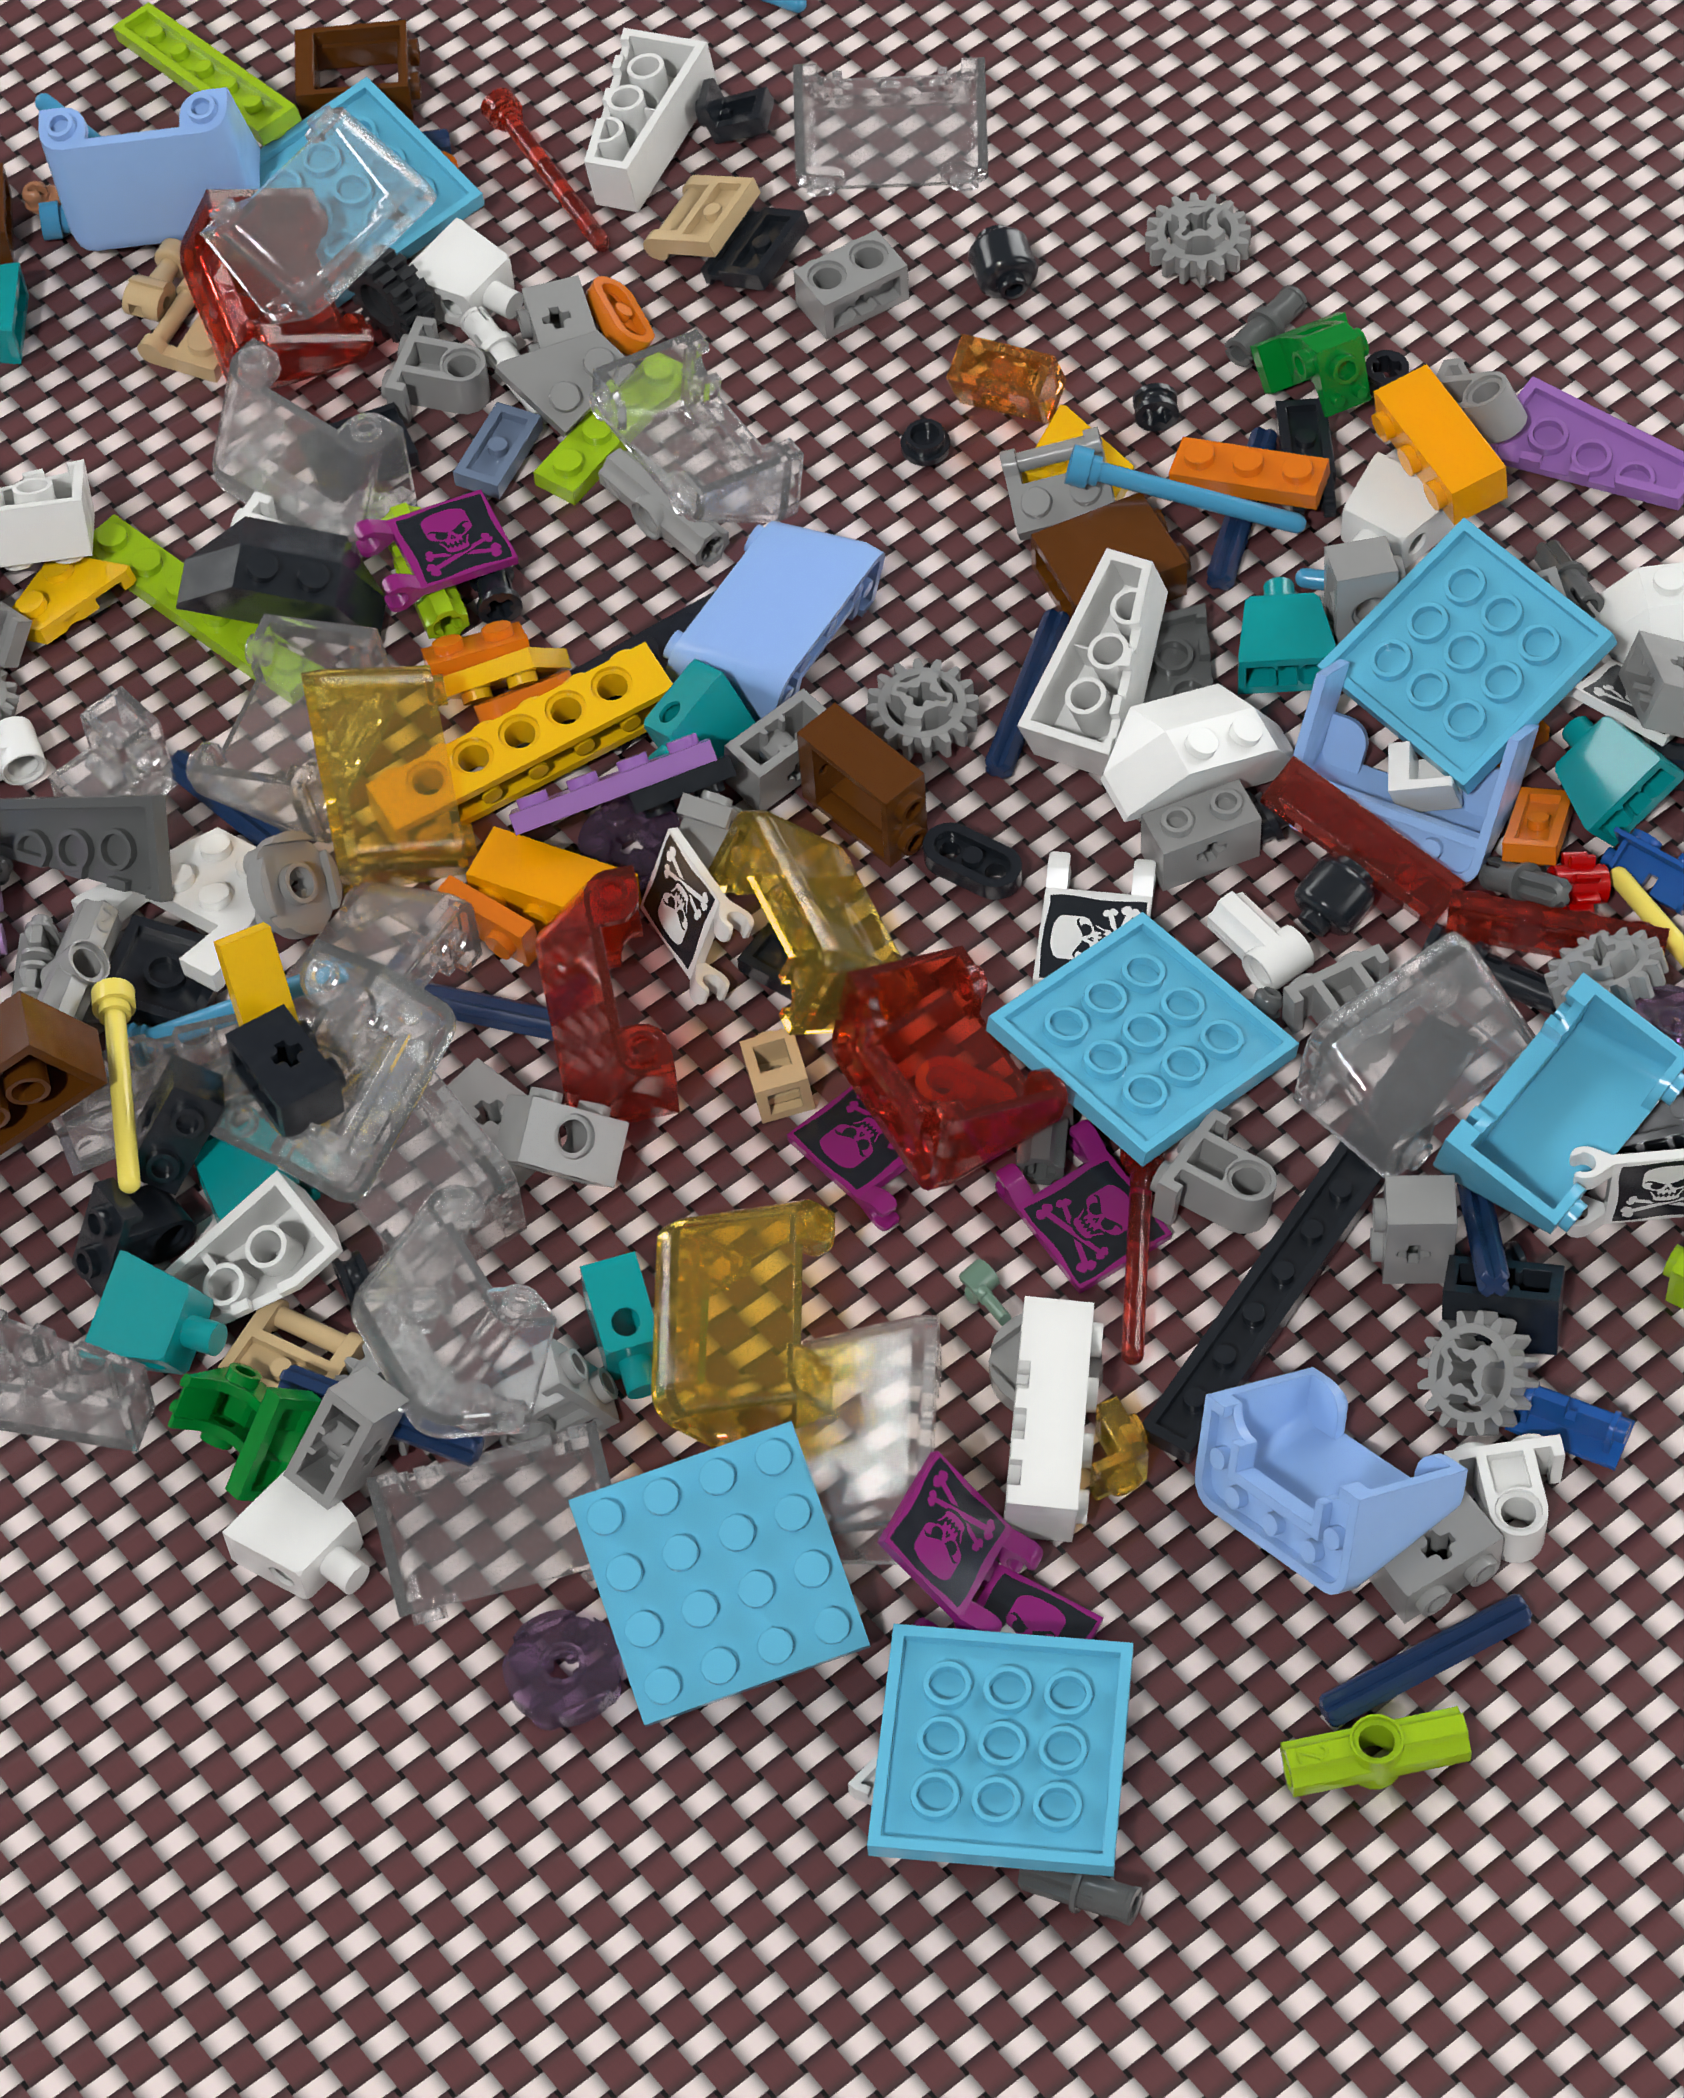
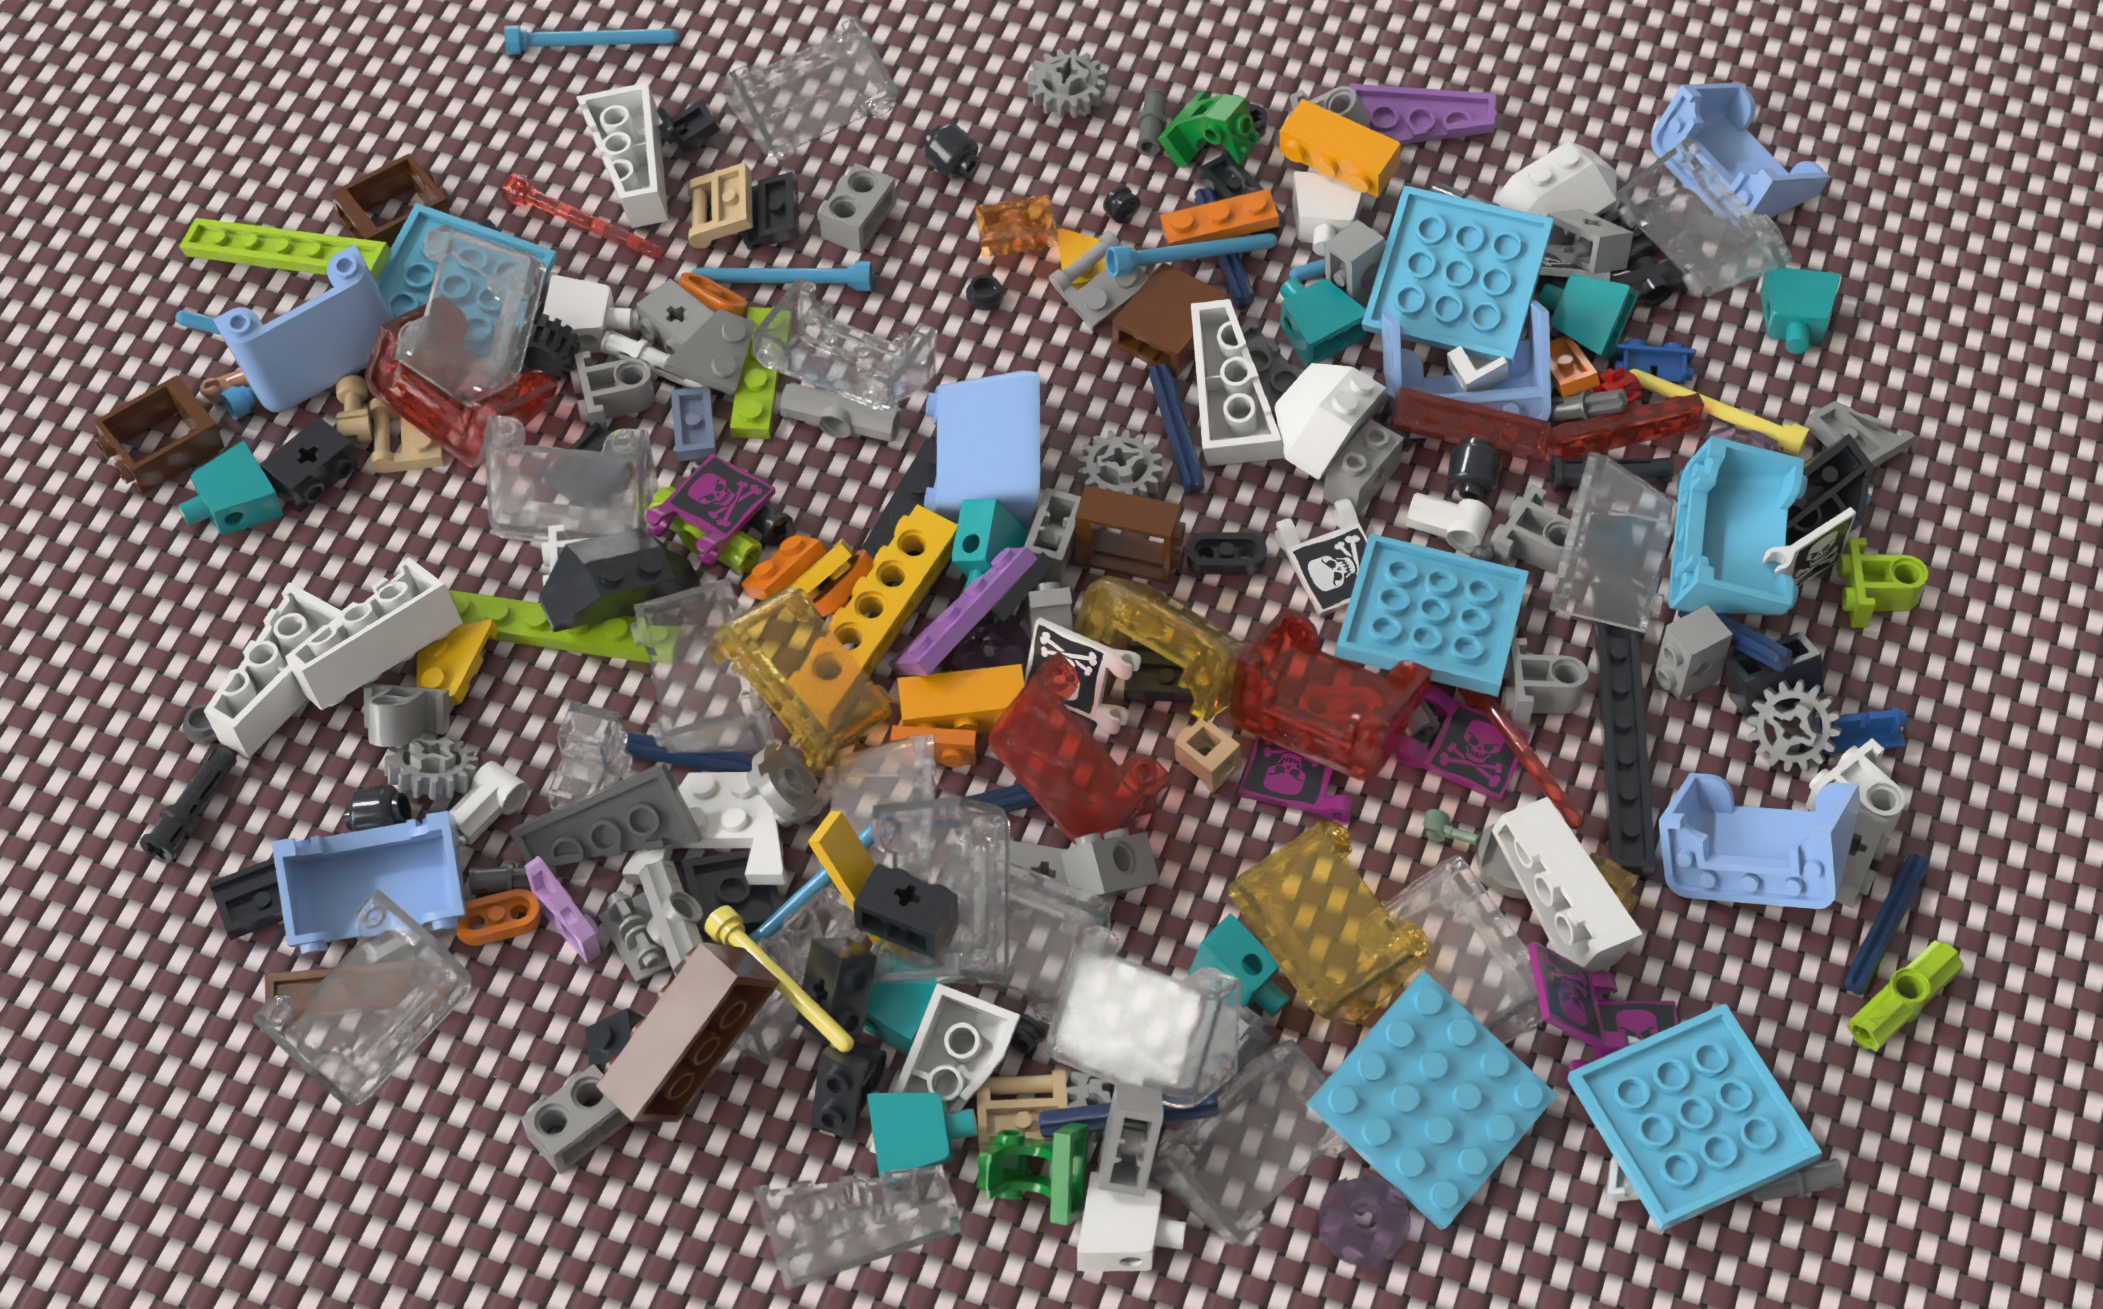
camera: 35 degrees left, 0 degrees up
(74, 318) = (309, 464): none -> black brick
(797, 362) = (857, 276): none -> dark azure piece
(1617, 962) = (1684, 433): light grey gear -> none

